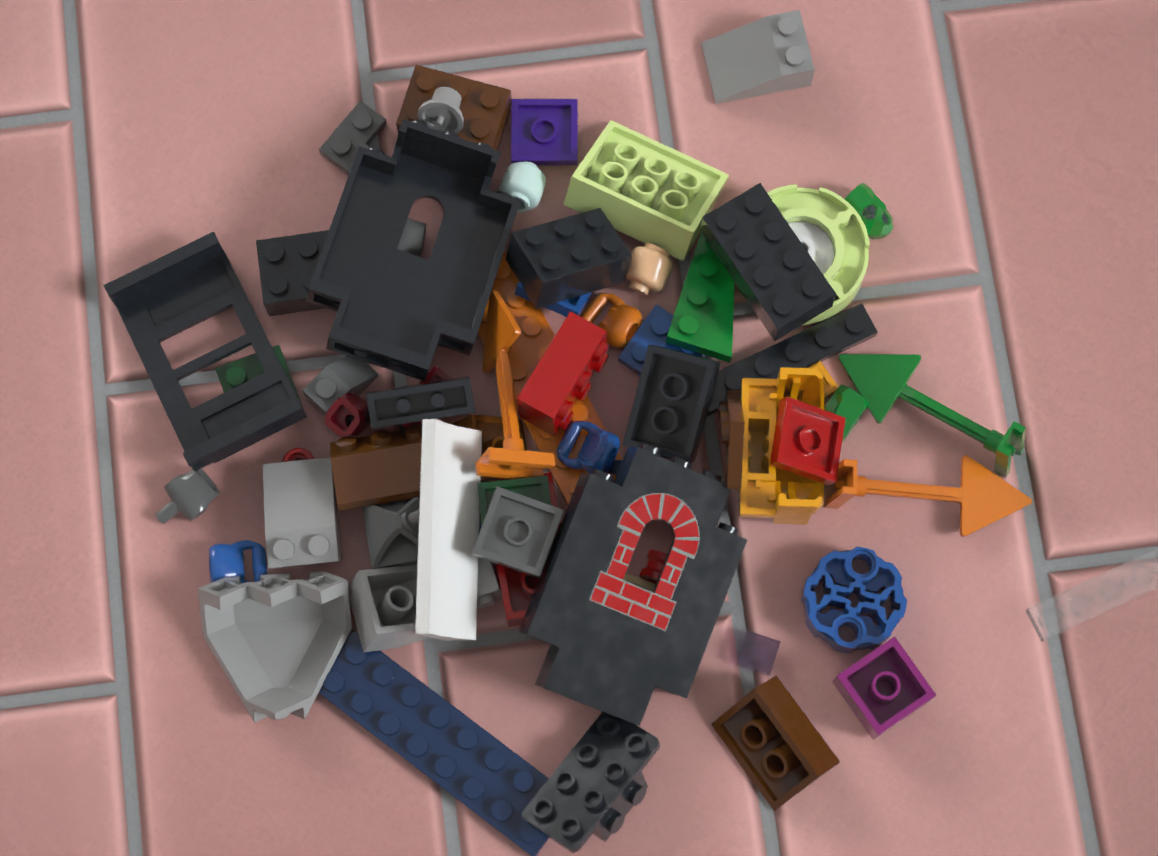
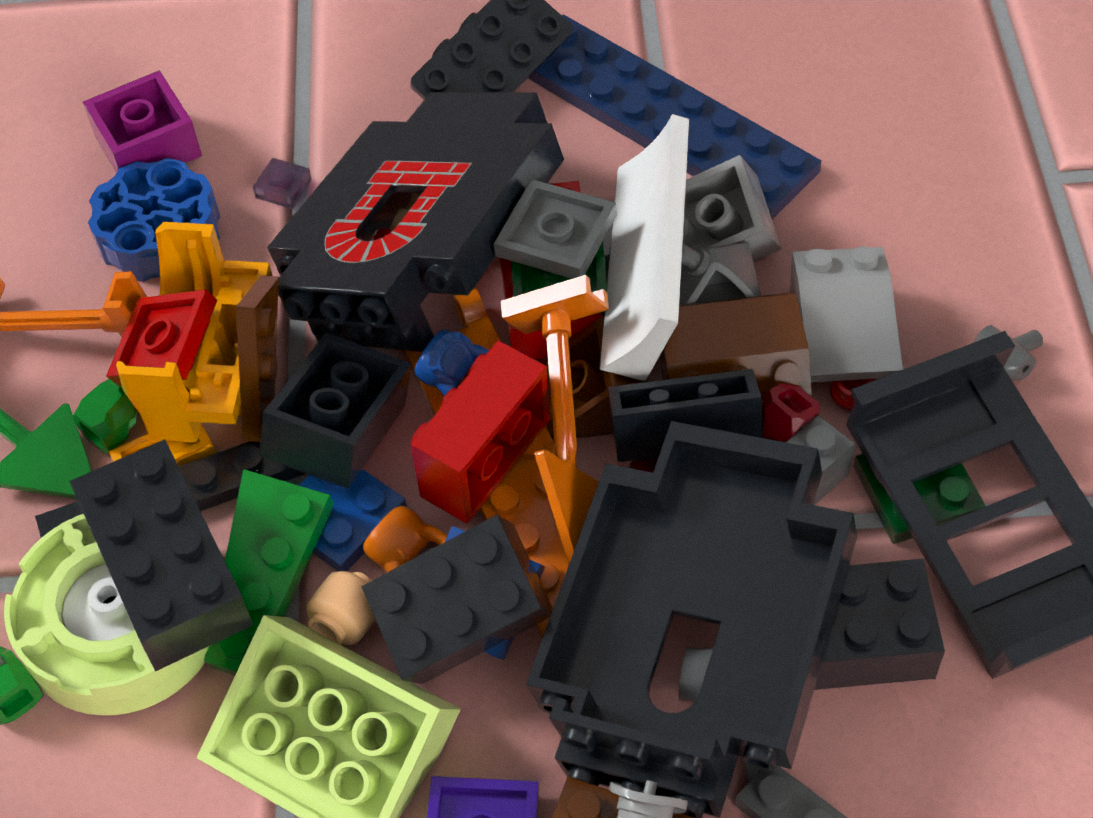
camera: 175 degrees left, 20 degrees down
(228, 560) = (937, 280): blue piece -> none
(276, 637) = (867, 191): light grey panel -> none
(525, 183) = (522, 741): light aqua head -> none
(775, 742) = (277, 96): reddish brown slope -> none

